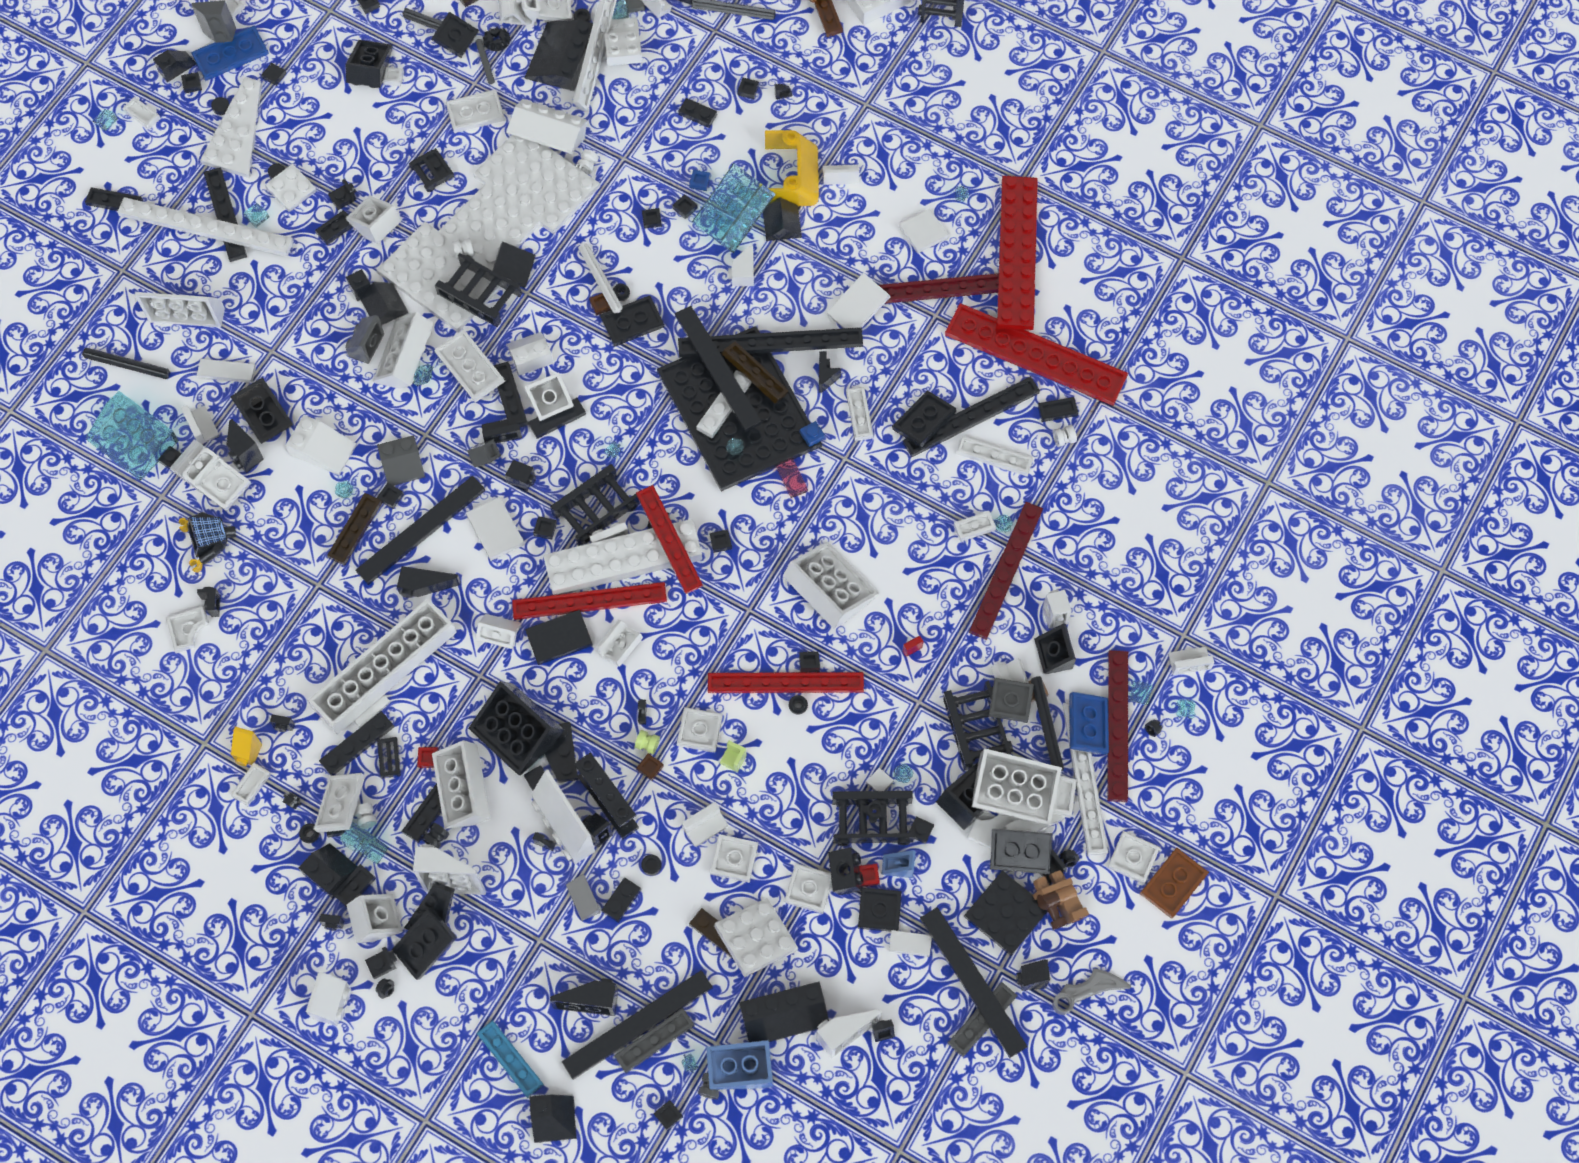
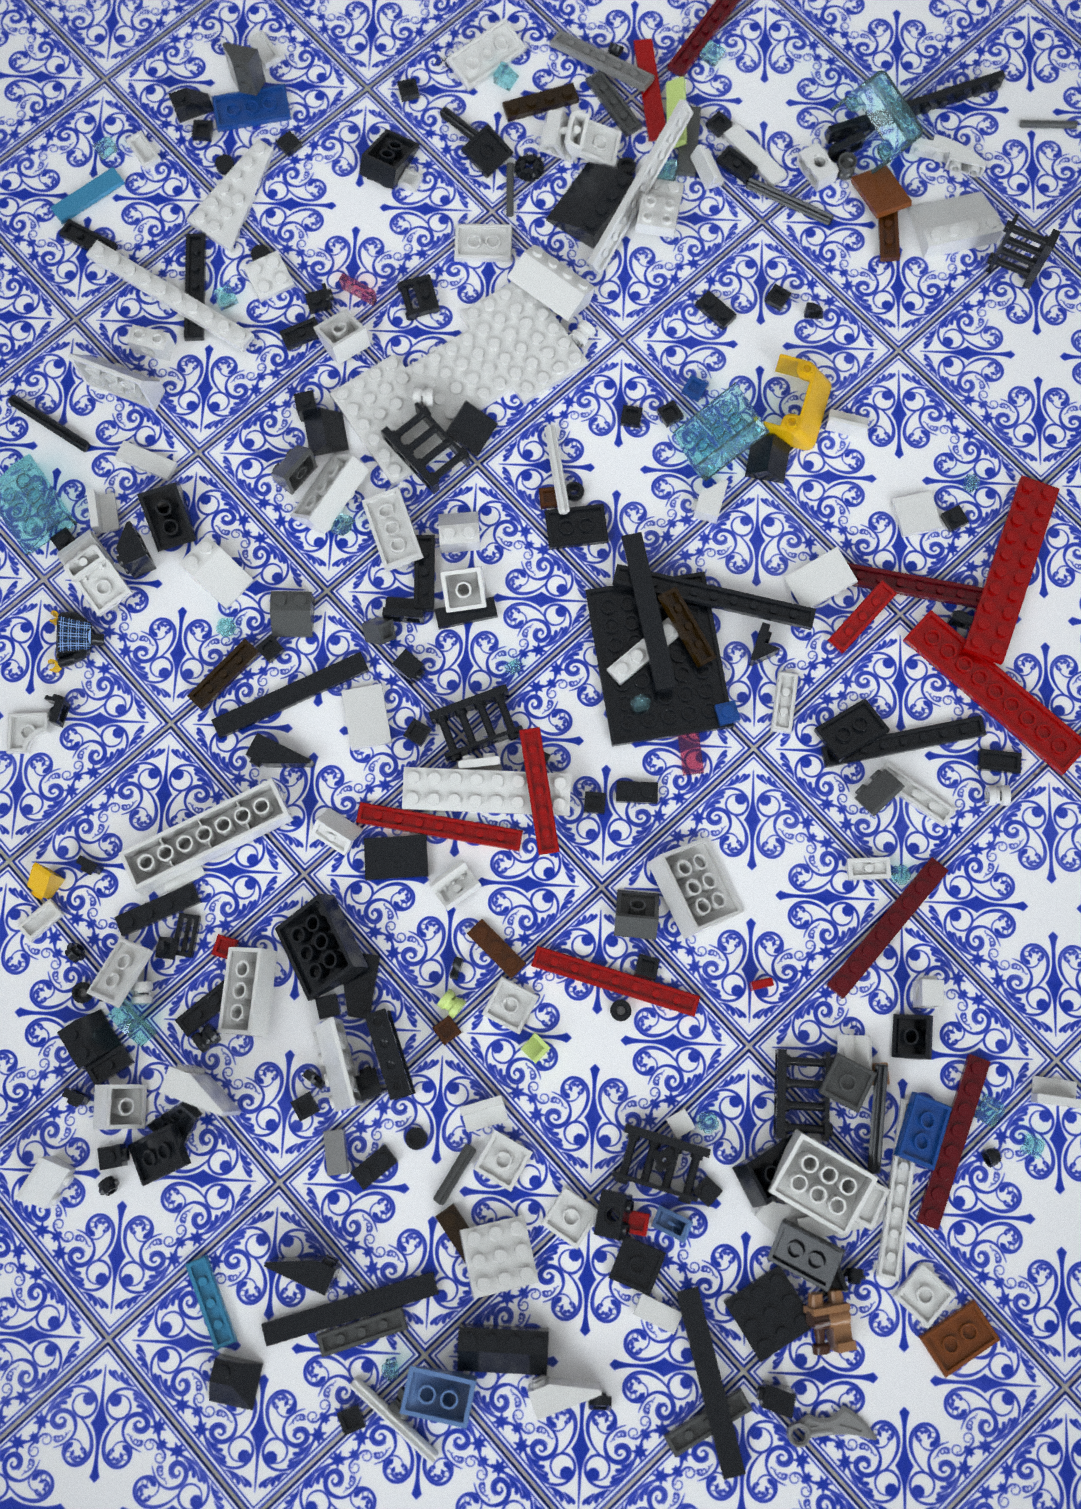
camera: 20 degrees right, 10 degrees up
(101, 163) = (87, 195): none -> dark azure tile
(200, 270) = (151, 343): none -> white brick
(375, 177) = (358, 289): none -> clear pink tile
(375, 771) = (166, 948): none -> black plate
(543, 867) = (305, 1106): none -> black plate
(672, 686) = (496, 948): none -> reddish brown plate
(695, 884) = (454, 1174): none -> dark grey axle
(706, 1104) = (394, 1421): none -> white axle
(754, 522) = (636, 792): none -> black plate
(787, 621) = (636, 914): none -> dark grey slope
(903, 325) = (862, 616): none -> red tile
(957, 226) = (954, 518): none -> black plate
(962, 460) = (878, 791): none -> dark grey slope
(987, 304) = (960, 619): none -> black plate

